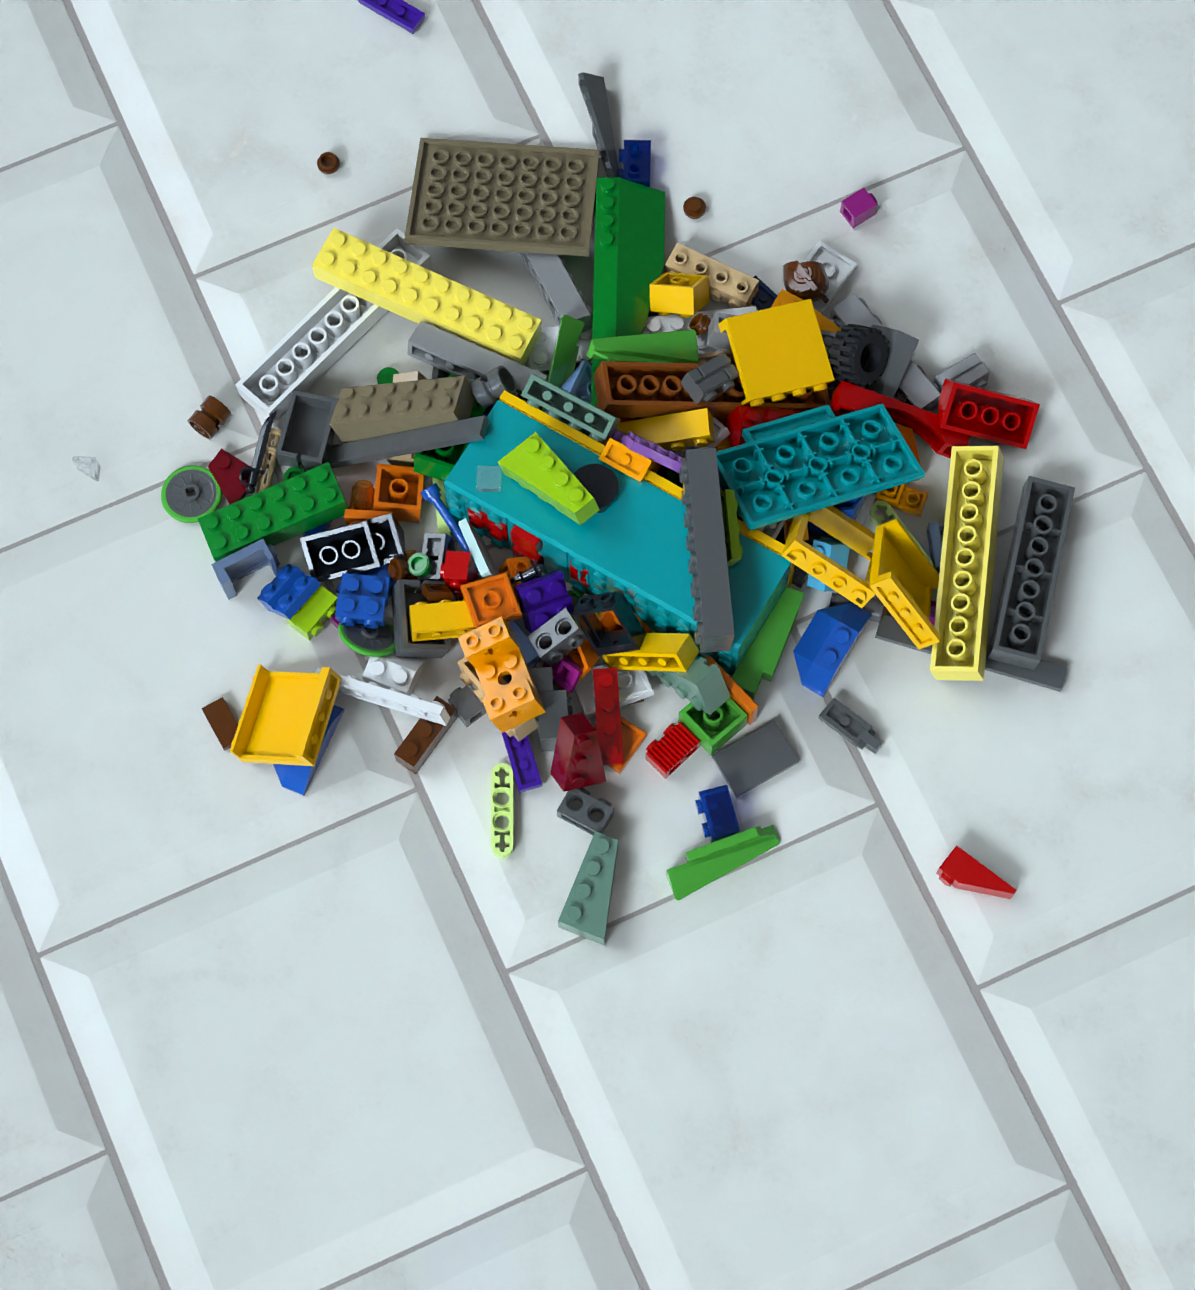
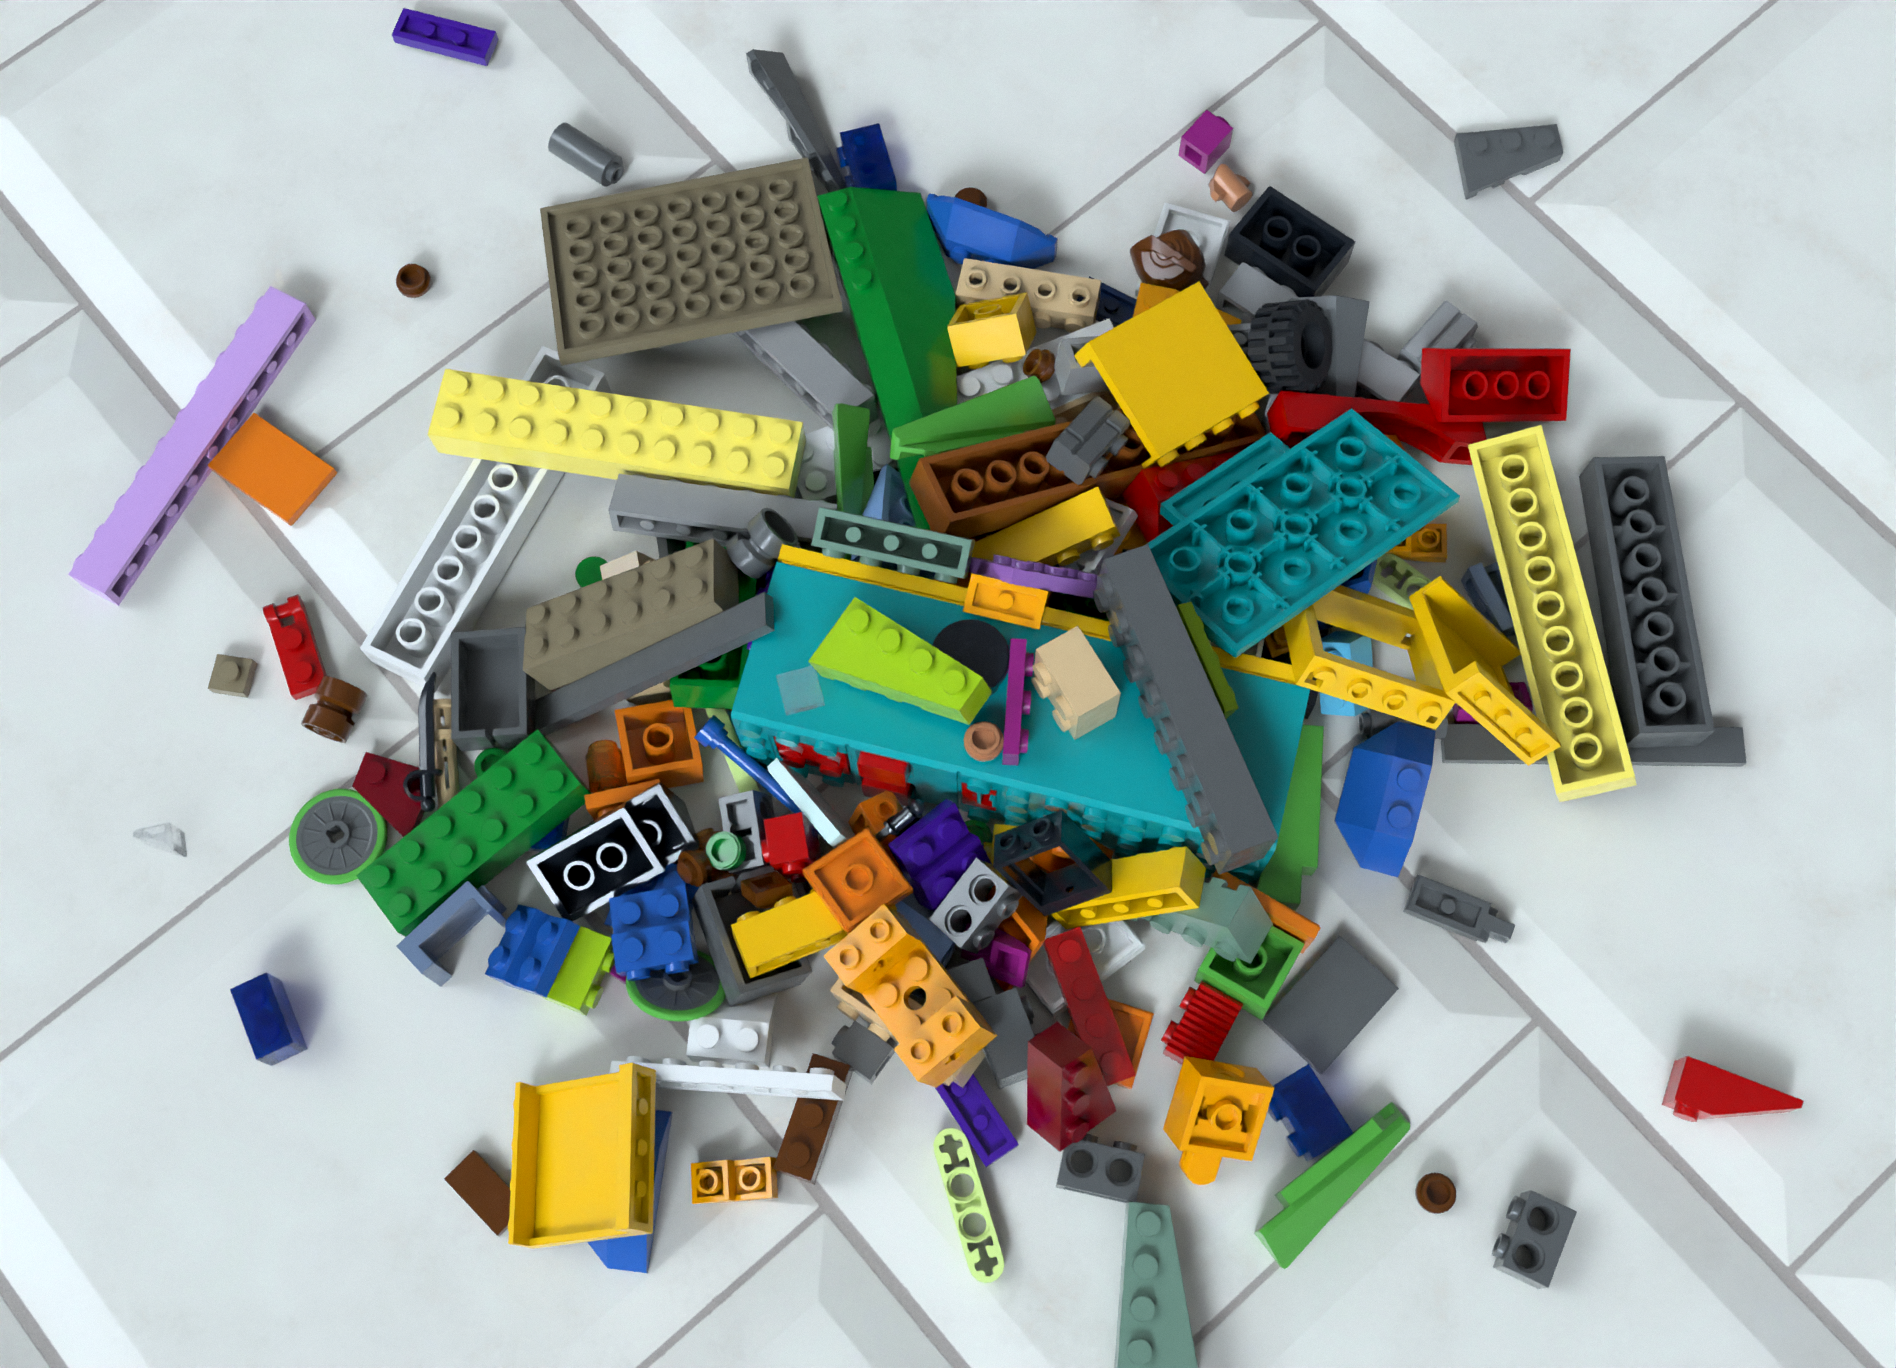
camera: 15 degrees left, 0 degrees up
(123, 588) = (268, 1019): none -> clear blue brick
(153, 380) = (232, 675): none -> dark tan plate
(166, 231) = (181, 457): none -> lavender brick
(195, 373) = (296, 646): none -> red plate
(209, 259) = (272, 469): none -> orange tile
(369, 758) = (733, 1180): none -> light orange slope
(459, 110) = (586, 155): none -> dark grey brick
(587, 538) = (983, 741): none -> nougat plate
(613, 520) = (1017, 702): none -> magenta plate
(649, 518) = (1075, 683): none -> tan brick
(662, 798) = (1216, 1115): none -> light orange brick
(698, 234) = (987, 235): none -> blue wedge
(780, 882) = (1435, 1193): none -> reddish brown plate
(833, 926) = (1543, 1244): none -> dark grey brick
(864, 242) = (1230, 188): none -> nougat piece
(887, 290) = (1289, 245): none -> black brick
(1050, 267) = (1498, 155): none -> dark grey wing

